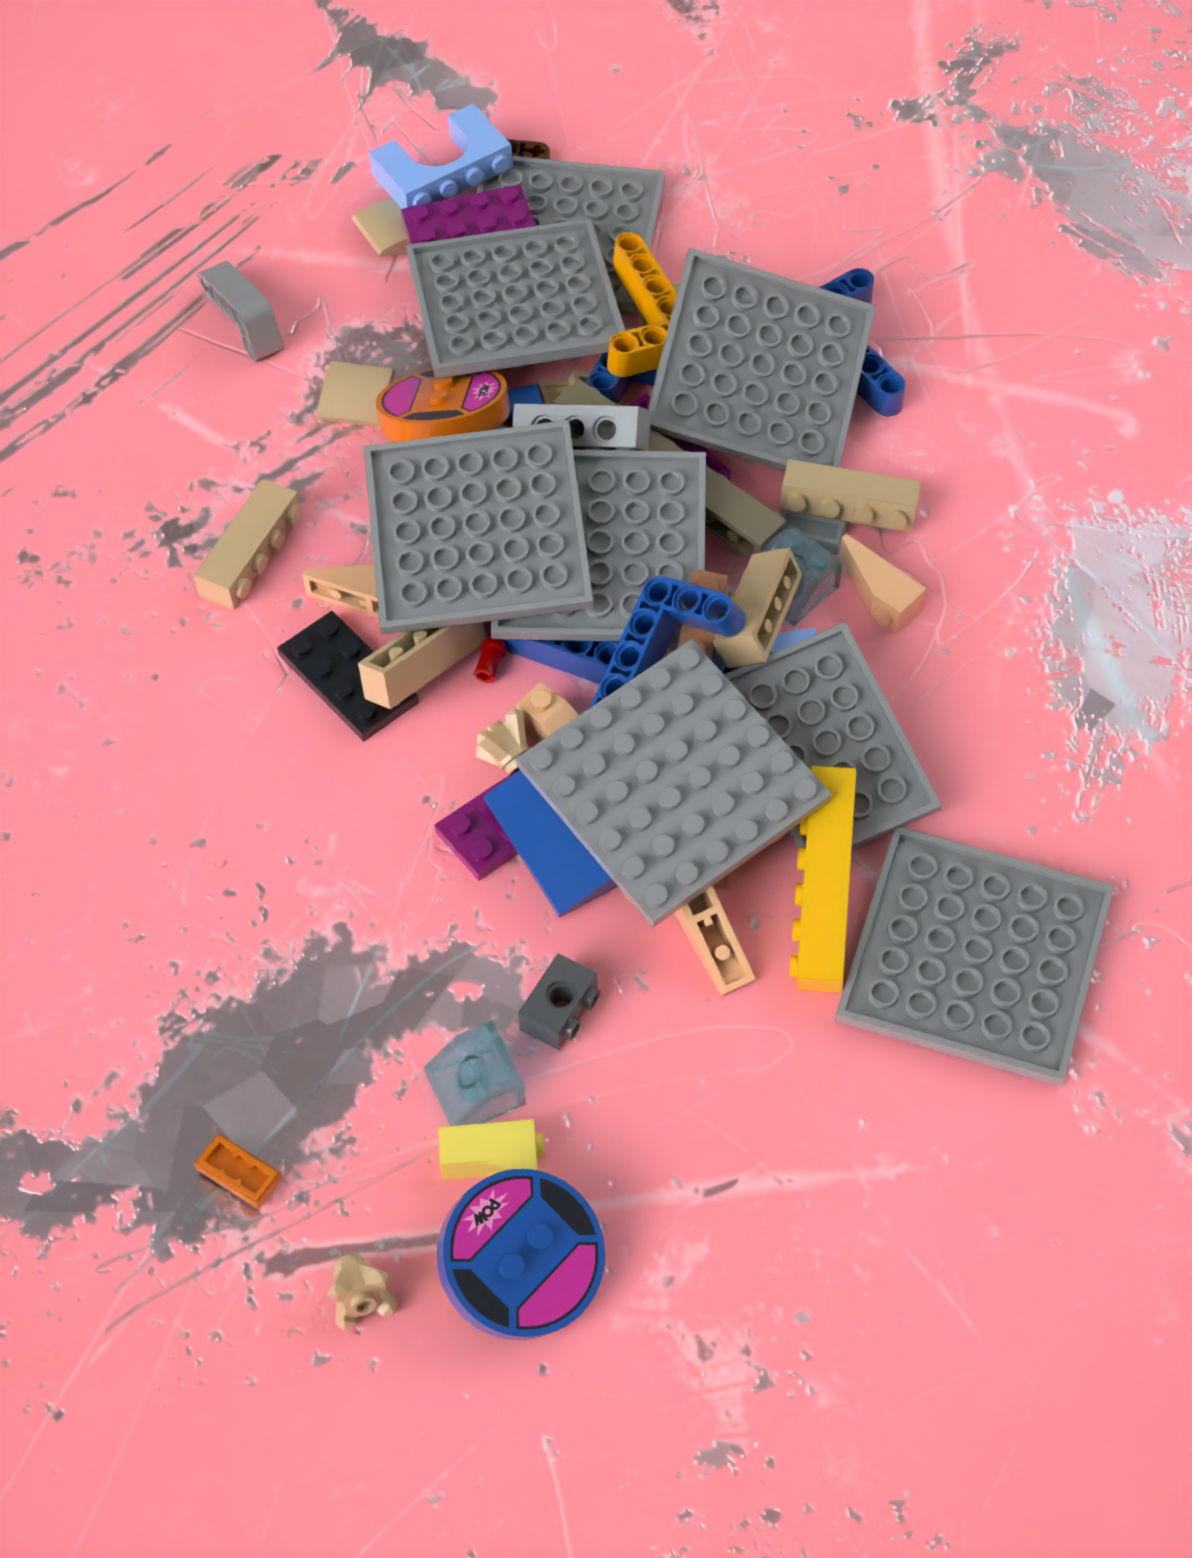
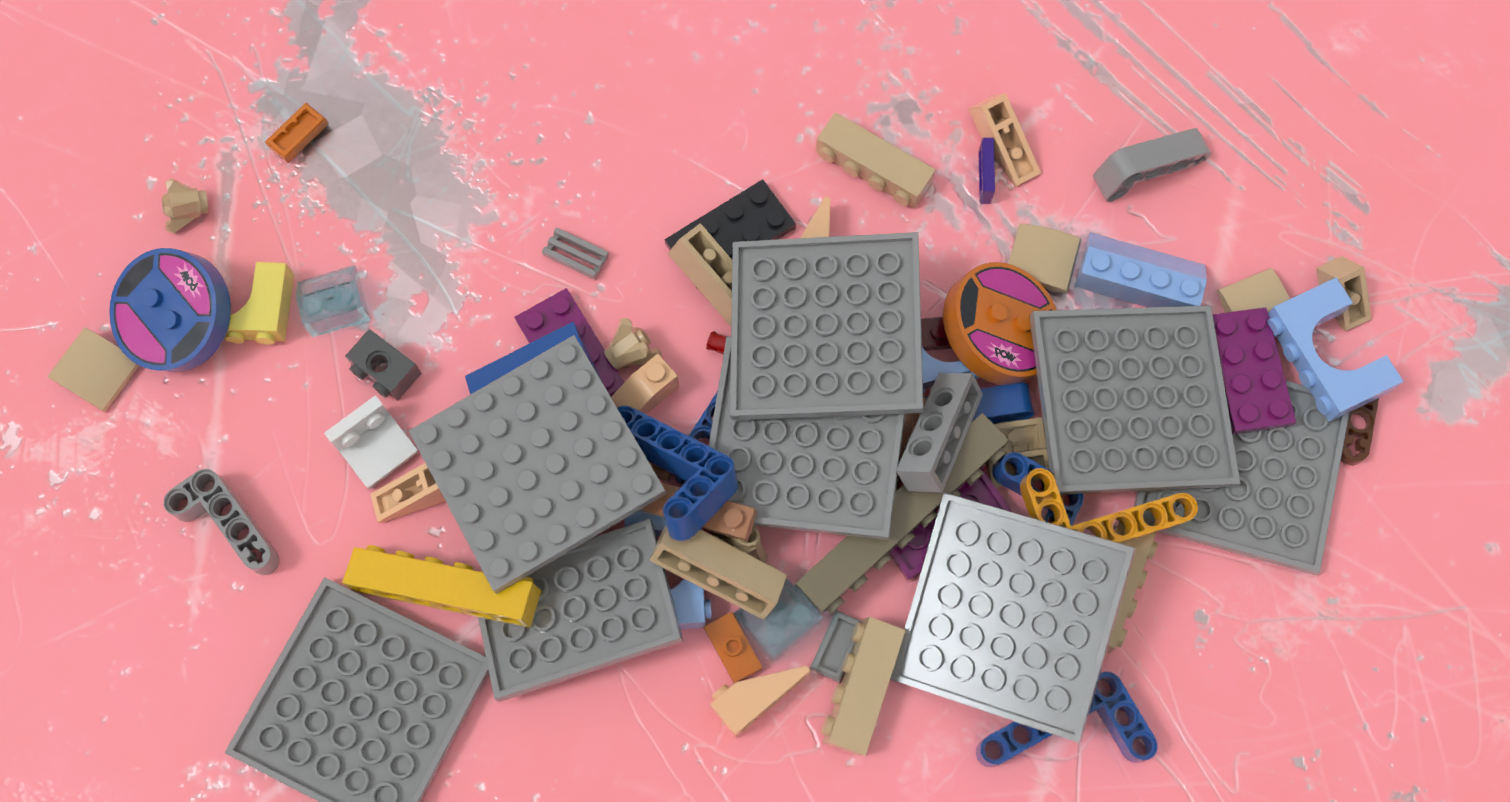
camera: 95 degrees right, 15 degrees up
(210, 432) = (997, 120): none -> light nougat slope
(255, 444) = (986, 170): none -> dark purple tile
(356, 160) = (1353, 280): none -> tan slope
(369, 310) = (1140, 274): none -> light blue slope
(396, 801) = (580, 243): none -> light grey tile
(608, 1355) = (94, 369): none -> tan slope
(661, 996) = (371, 442): none -> white bracket
(792, 1136) = (230, 524): none -> light grey beam
(837, 609) = (732, 648): none -> orange plate

